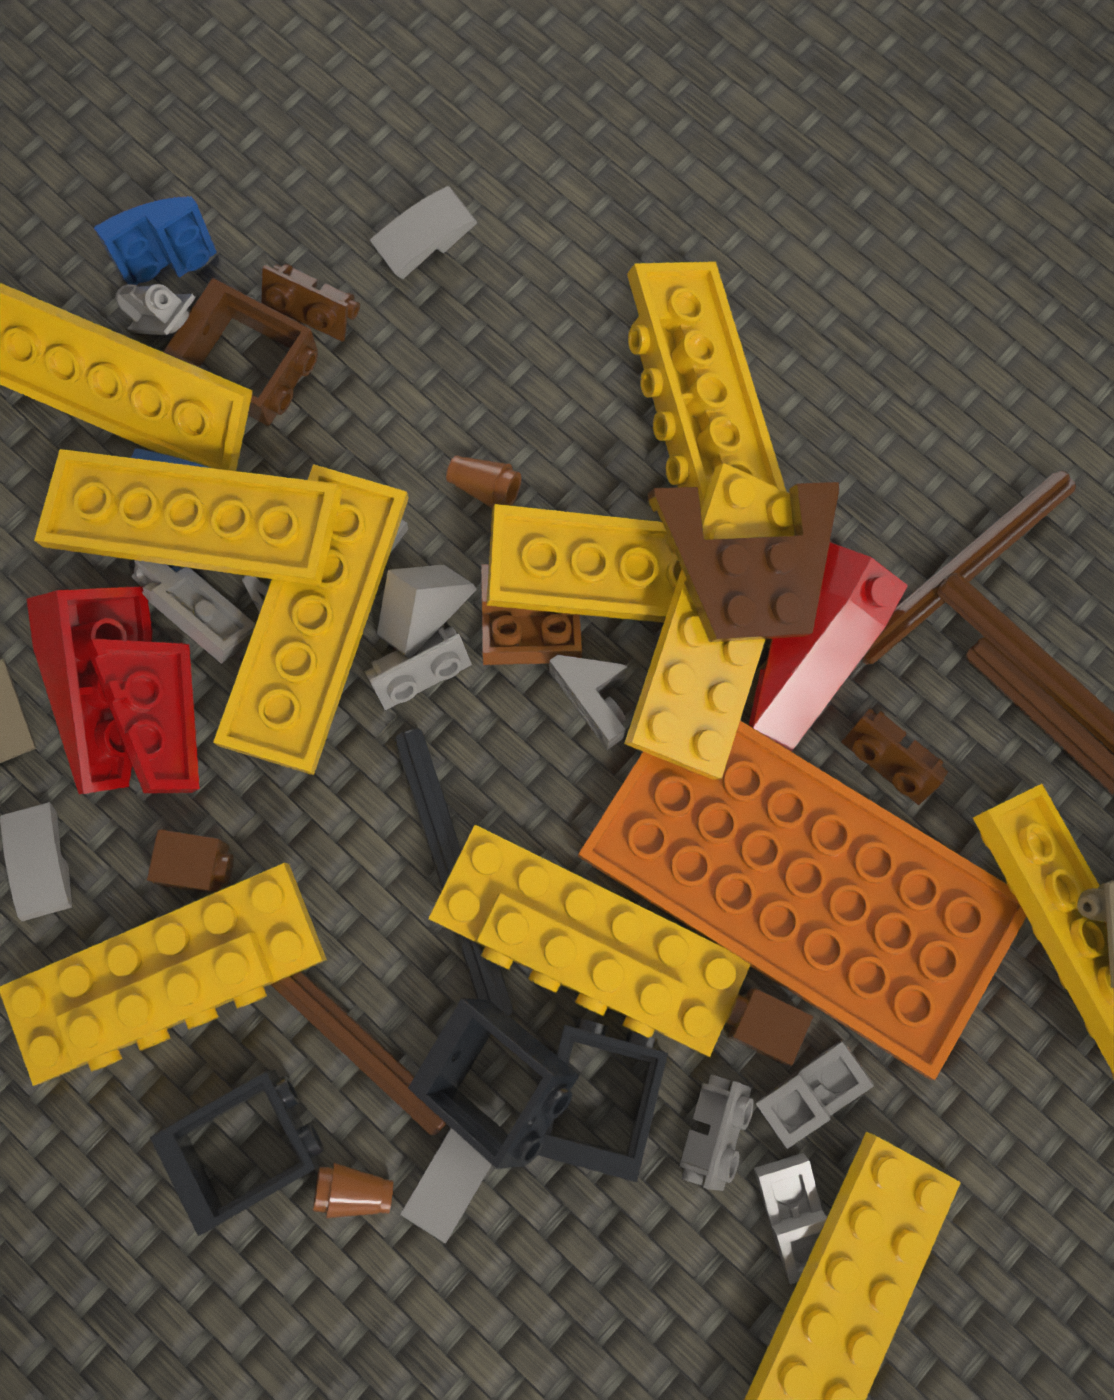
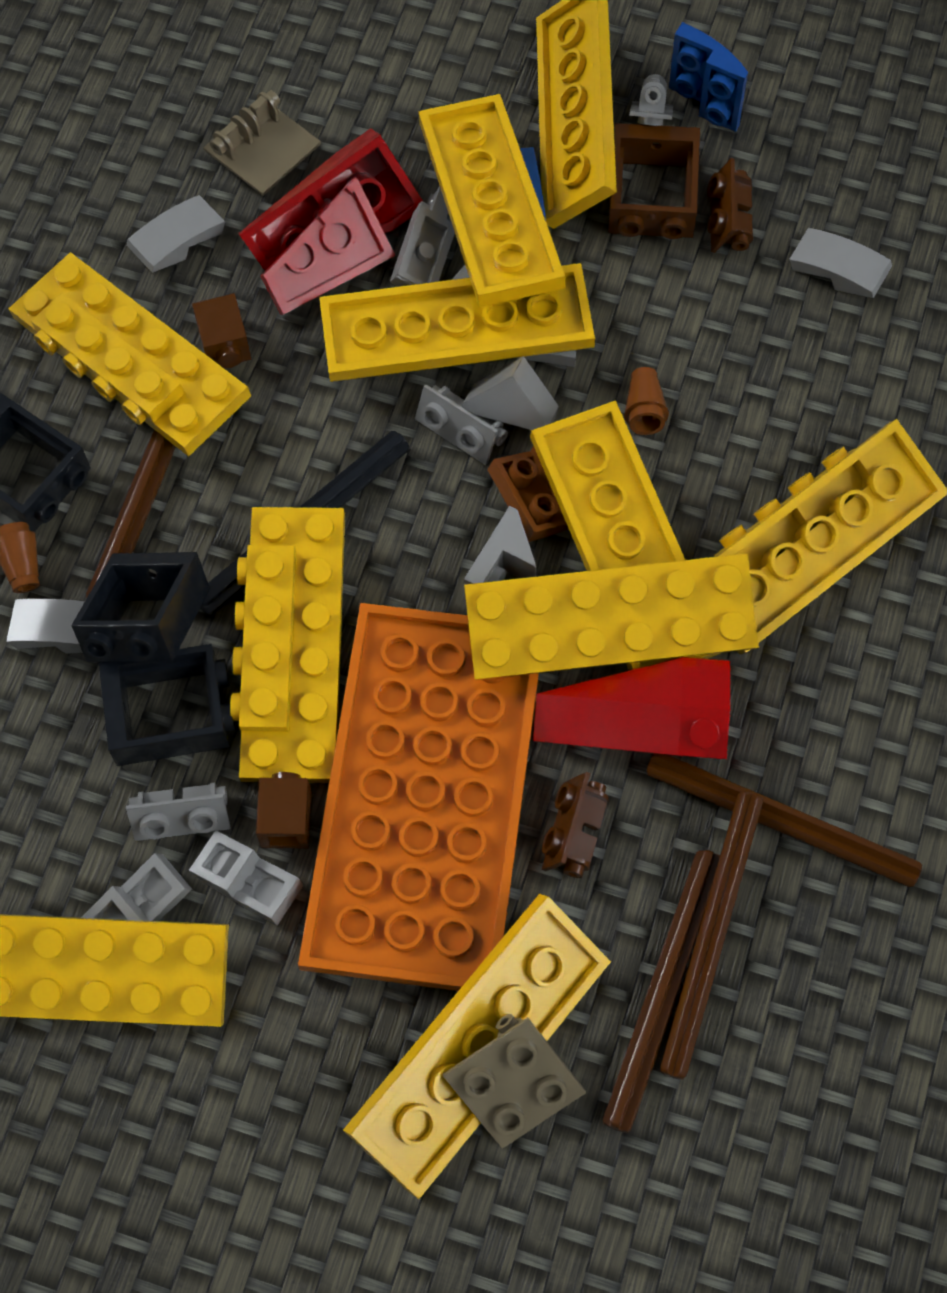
camera: 70 degrees right, 10 degrees down
(752, 583) = (652, 622): reddish brown wing -> none

